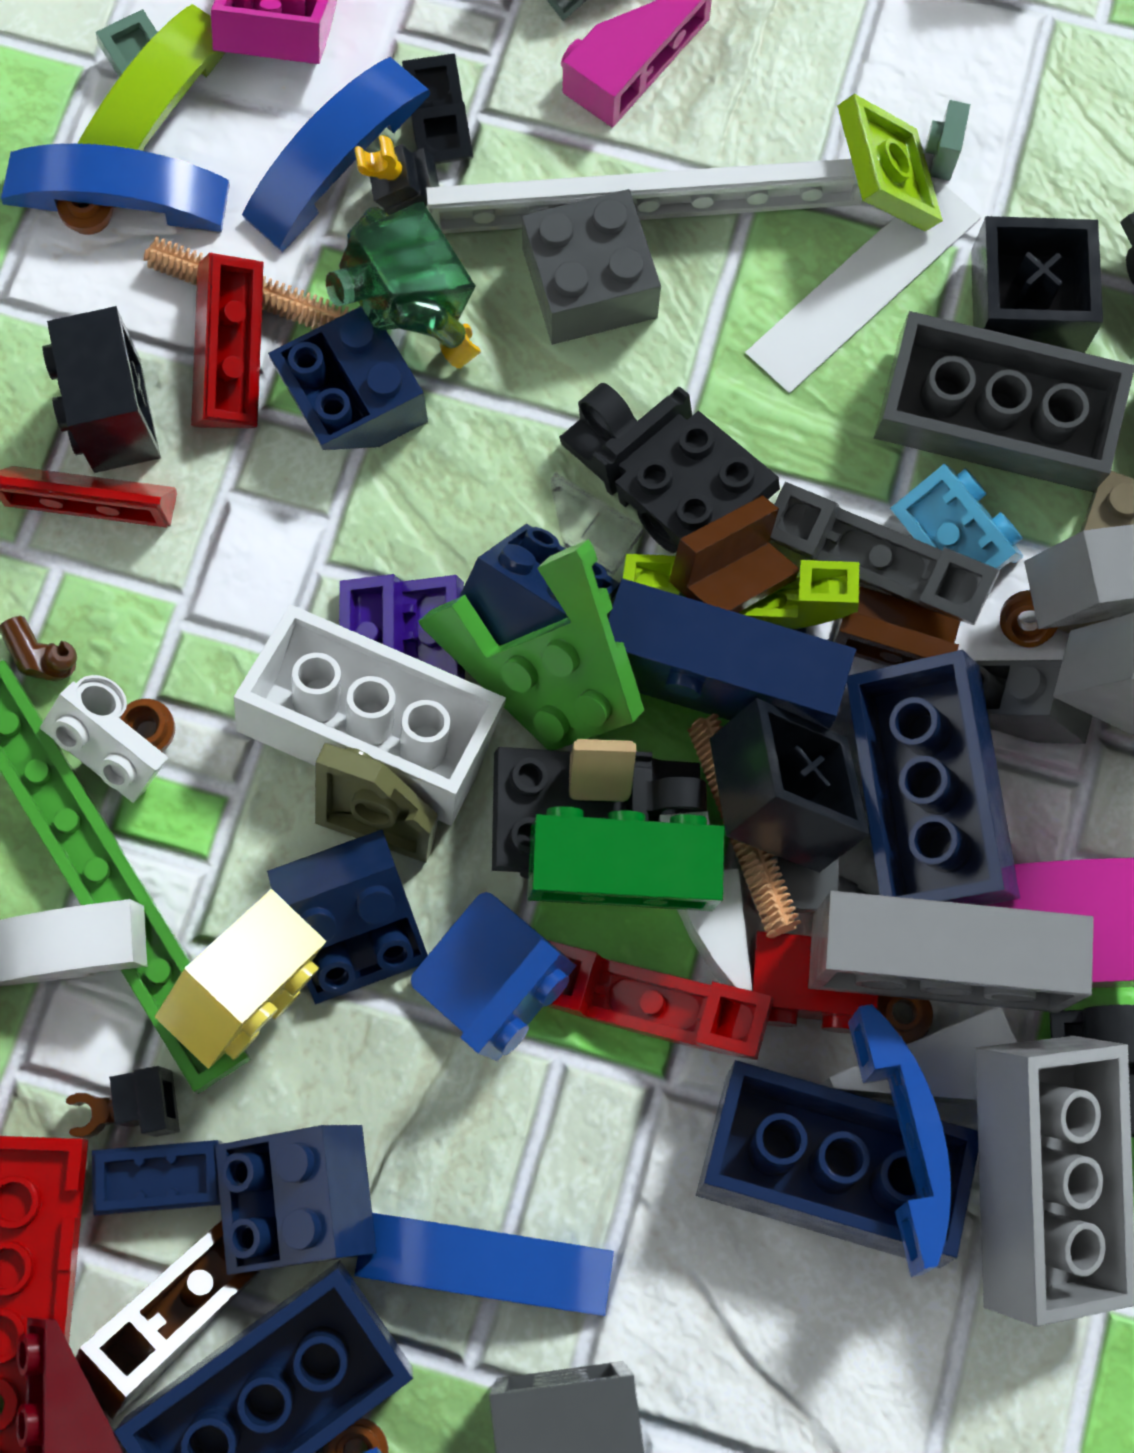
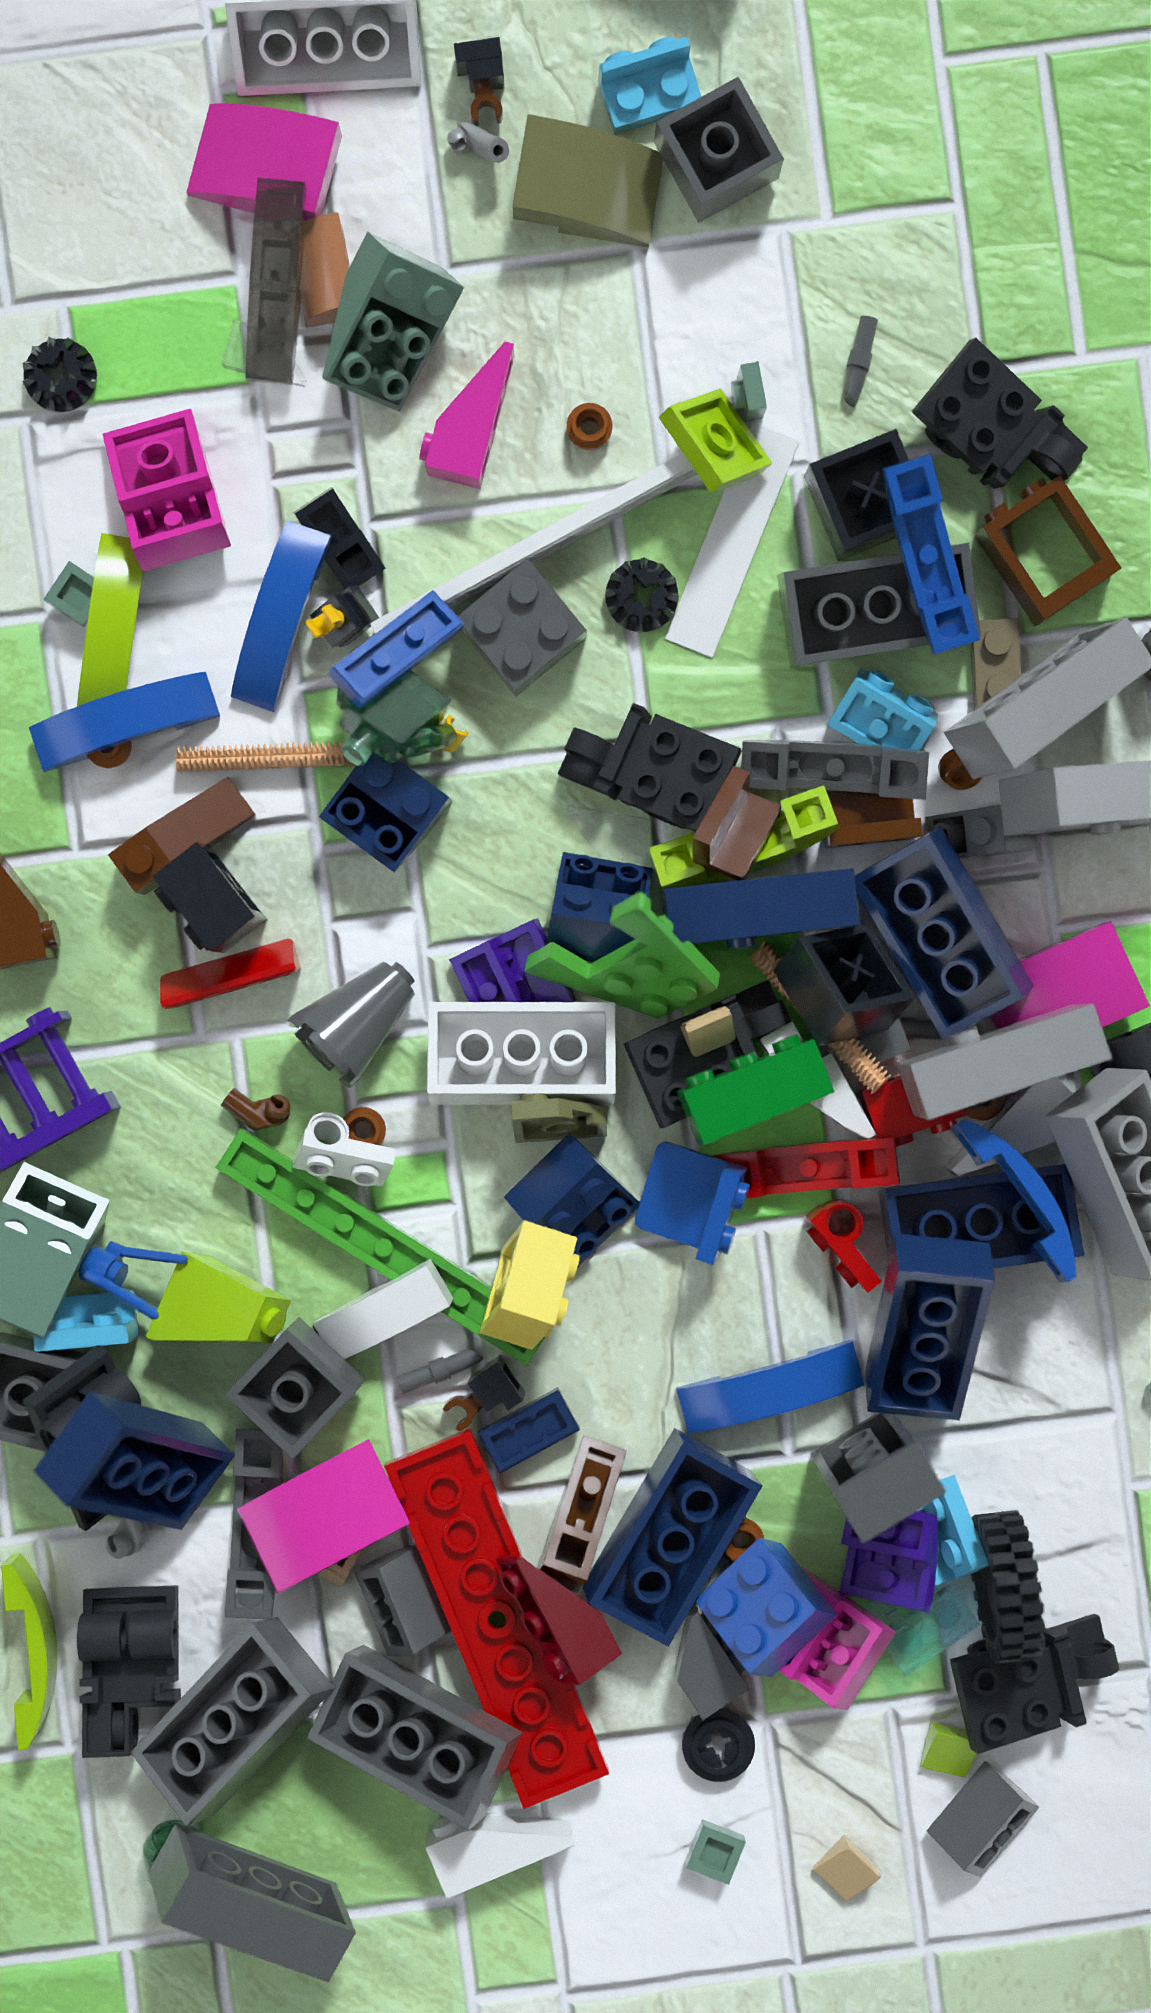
camera: 20 degrees left, 15 degrees up
(86, 1053) = (438, 1370): none -> dark grey piece
(154, 317) = (201, 819): none -> reddish brown slope
(197, 592) = (354, 1019): none -> dark grey cone
(227, 342) = (275, 812): red slope -> none
(295, 1198) = (629, 1405): dark blue slope -> none
(438, 208) = (395, 649): none -> tile
(655, 1149) = (852, 1266): none -> red plate
(717, 1258) = (928, 1326): none -> dark blue brick
(720, 308) = (634, 615): none -> black gear
(758, 96) = (594, 413): none -> dark orange plate
(1081, 162) = (859, 359): none -> dark grey piece
(1084, 347) = (928, 555): none -> blue slope

